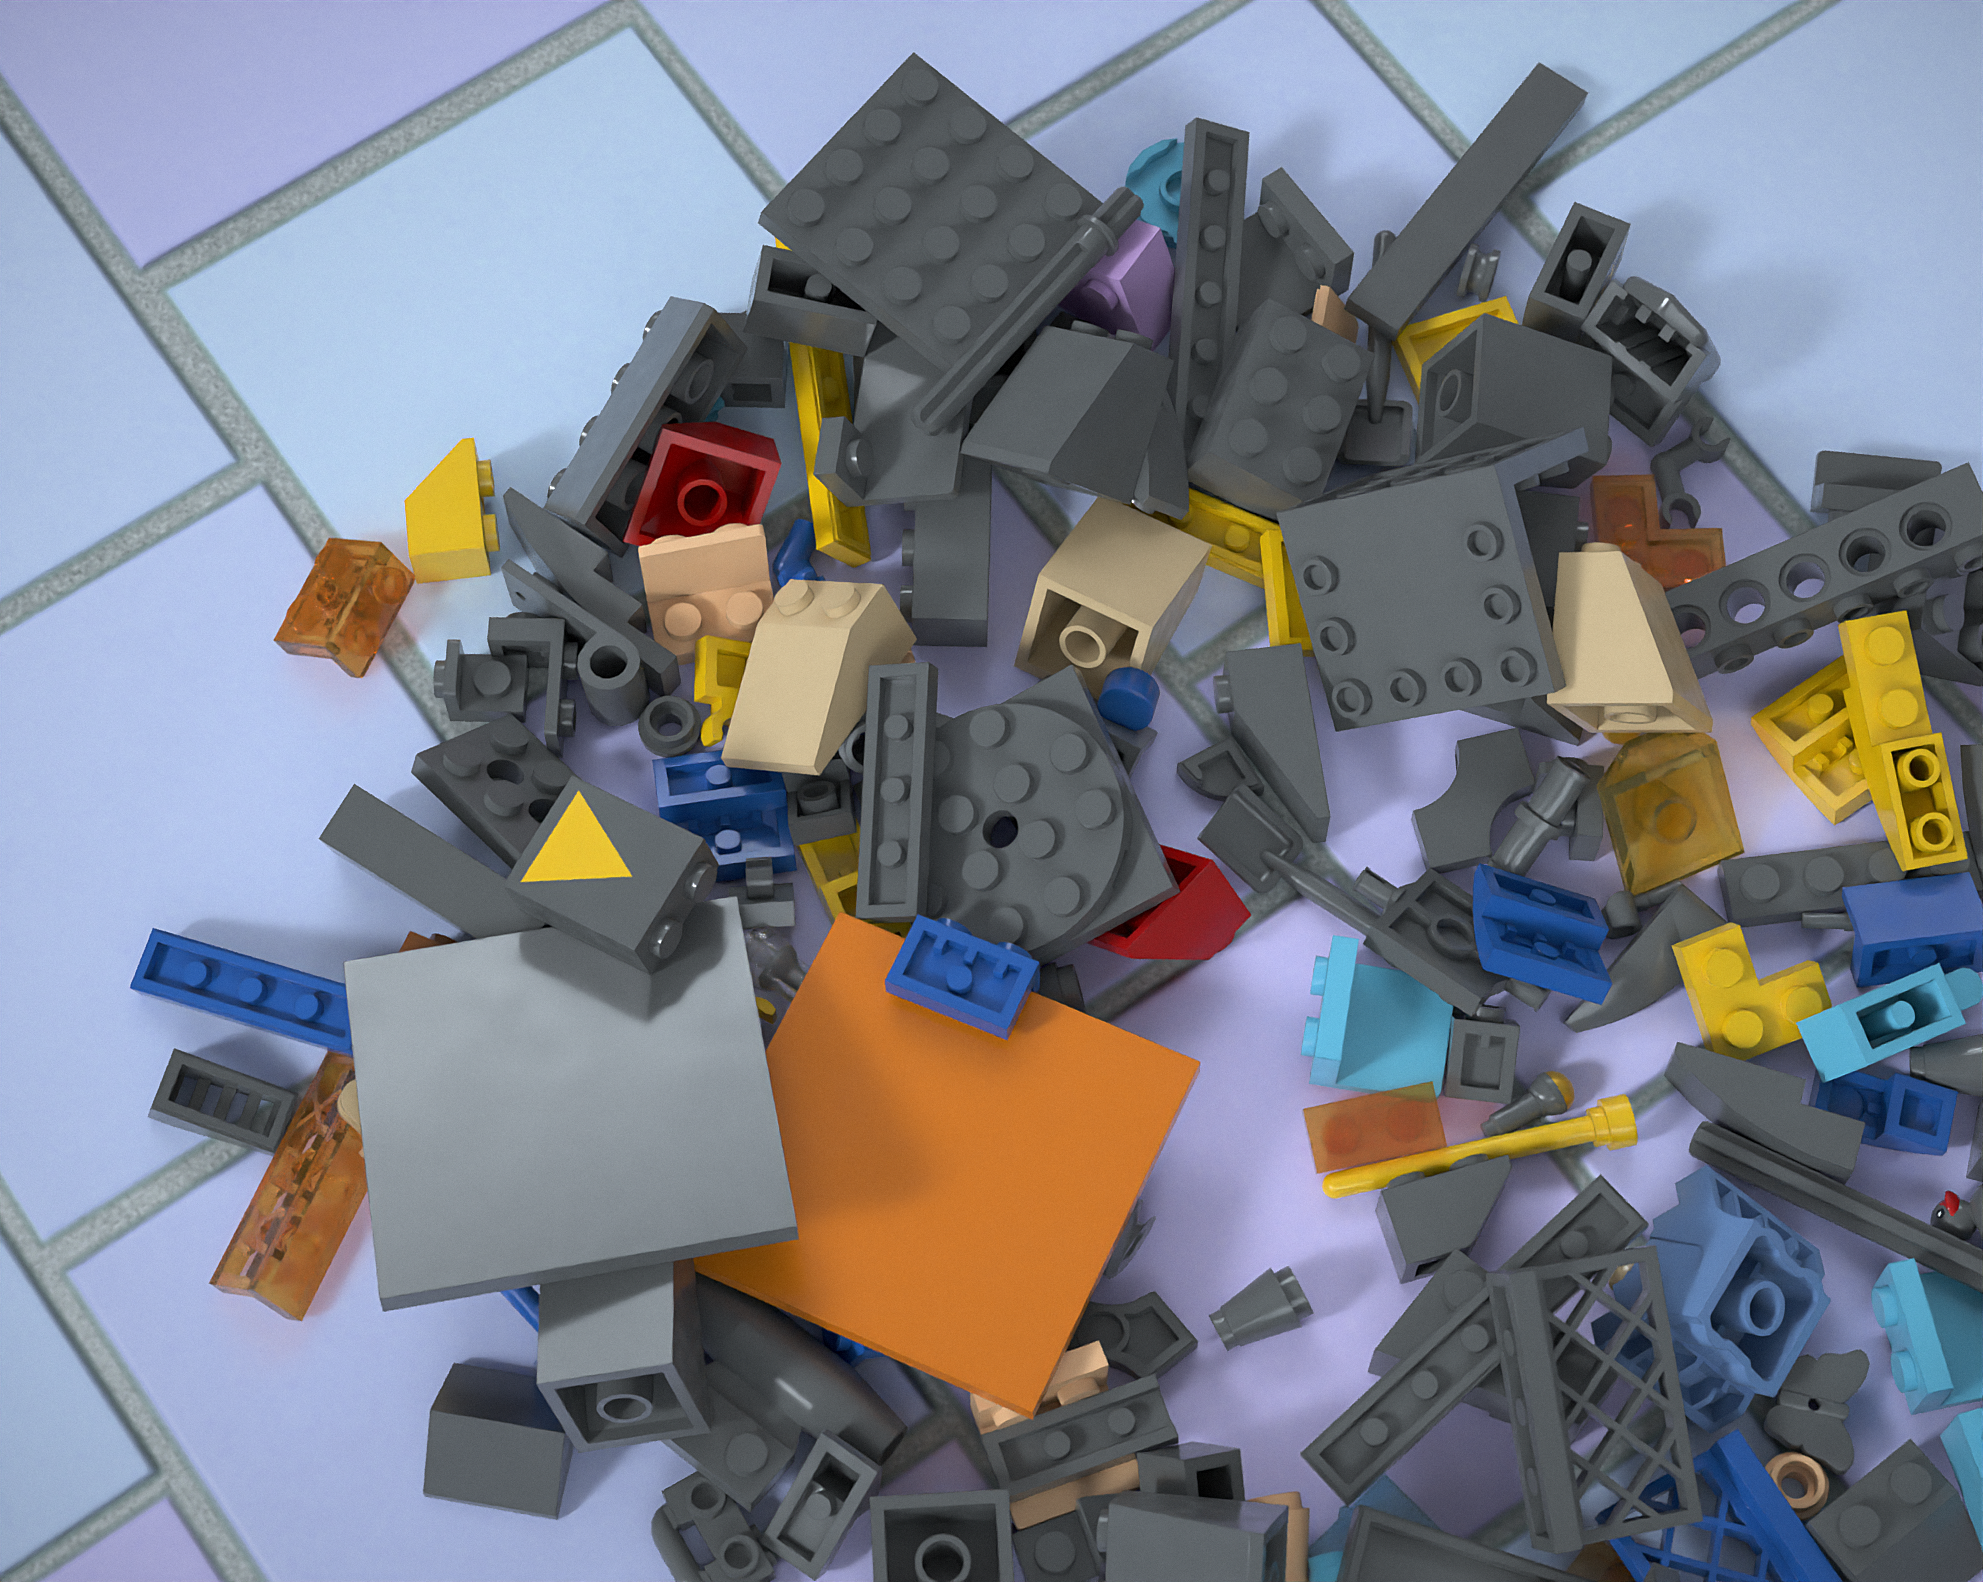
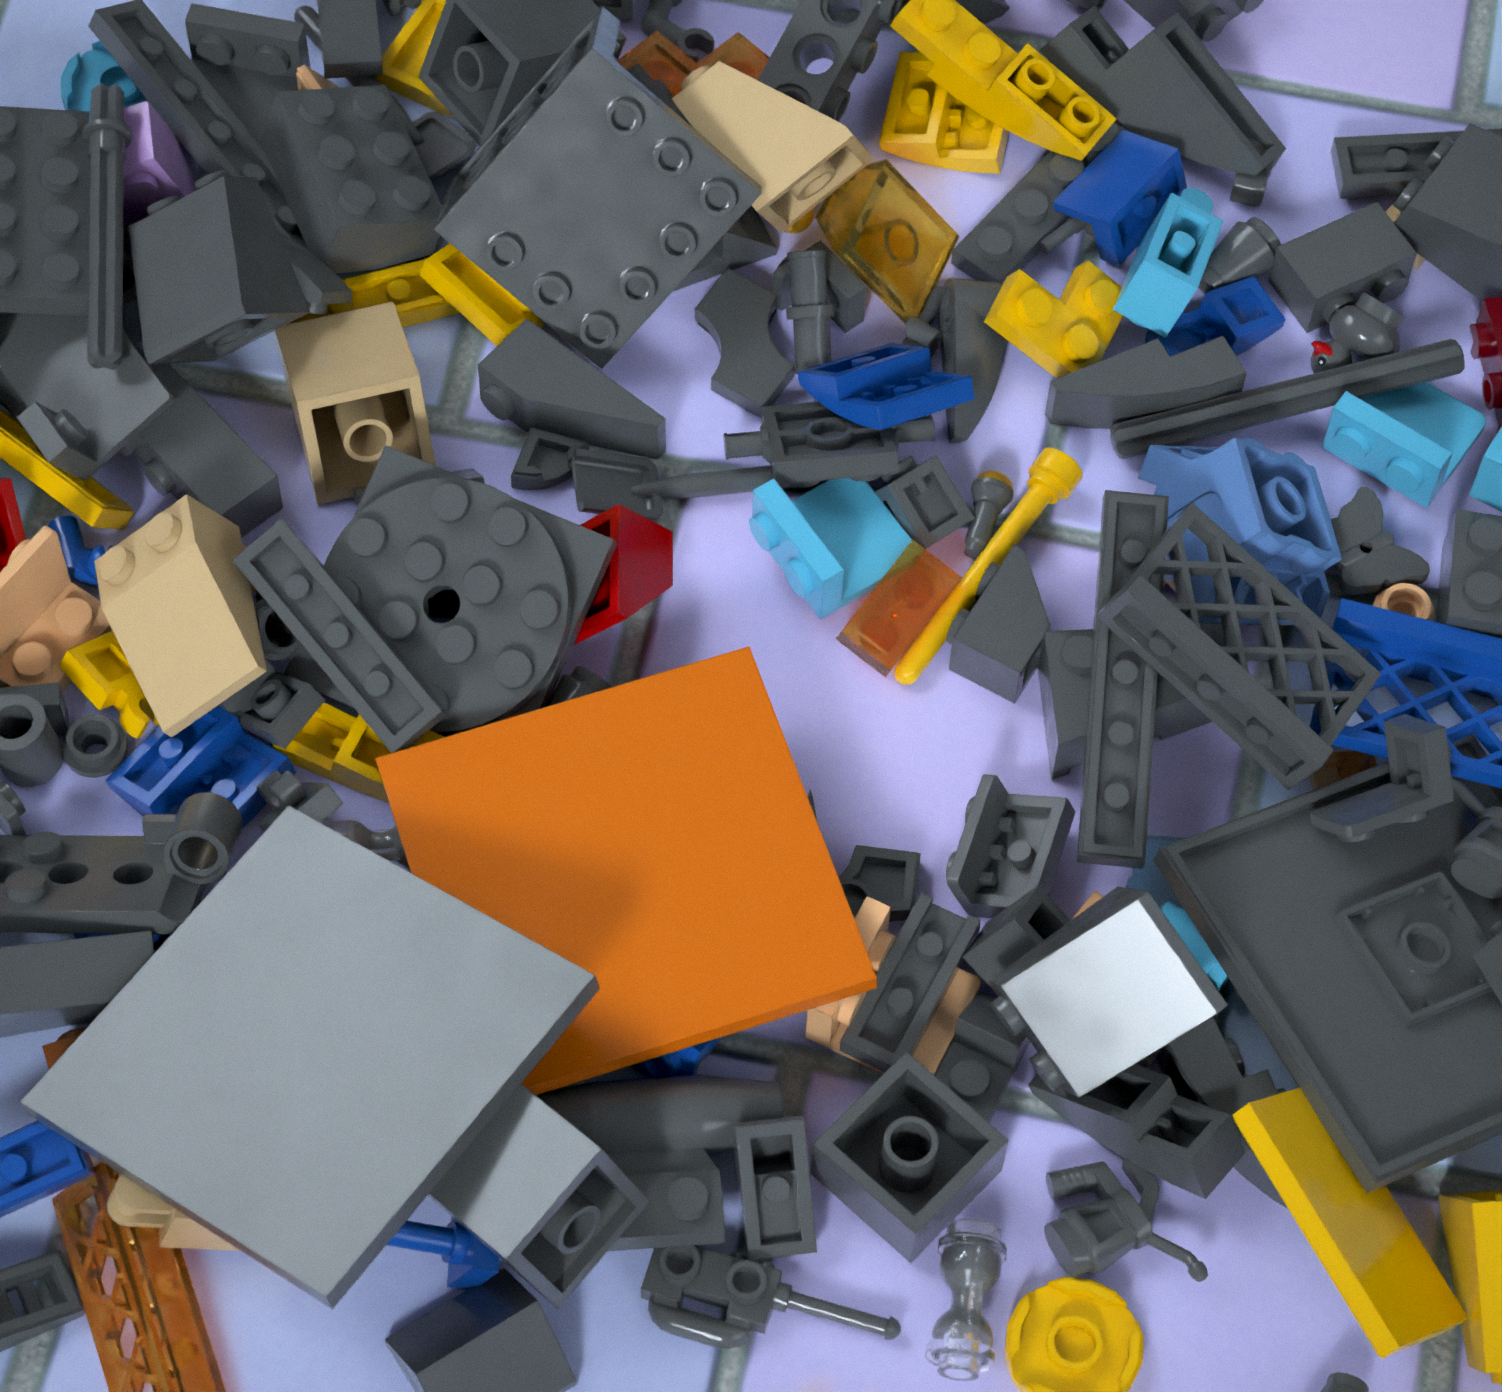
camera: 45 degrees left, 5 degrees down
(612, 875) = (187, 856): dark grey brick -> none
(963, 975) = (521, 722): blue bracket -> none
(1129, 698) = (438, 446): blue piece -> none
(1262, 1309) = (944, 789): dark grey cone -> none
(1264, 1397) = (1006, 847): none -> dark grey bracket

